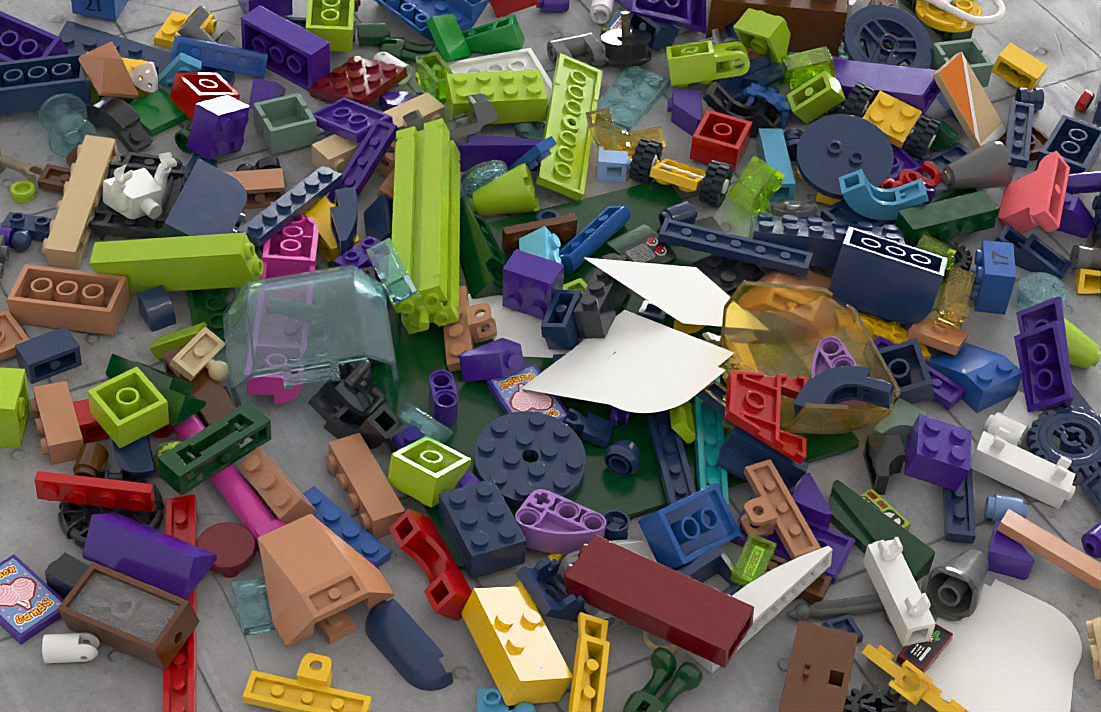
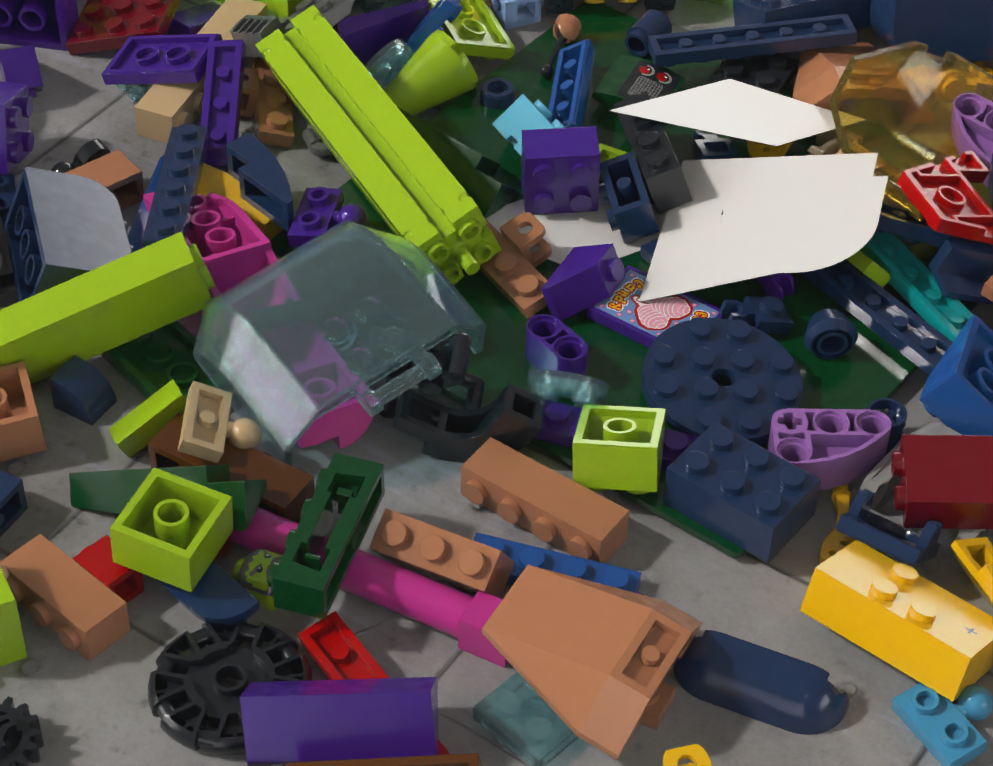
camera: 25 degrees left, 0 degrees up
(91, 460) = (151, 630): reddish brown brick -> none
(94, 491) = (202, 666): red plate -> none
(232, 545) = (432, 652): dark red tile -> none
(285, 123) = (76, 94): sand green piece -> none
(379, 218) = (305, 168): dark blue panel -> none
(391, 271) = (399, 210): clear light blue brick -> none
(422, 542) = (734, 572): red arch -> none
(563, 226) = (478, 124): reddish brown plate -> none
(625, 195) = (565, 31): none -> nougat hinge

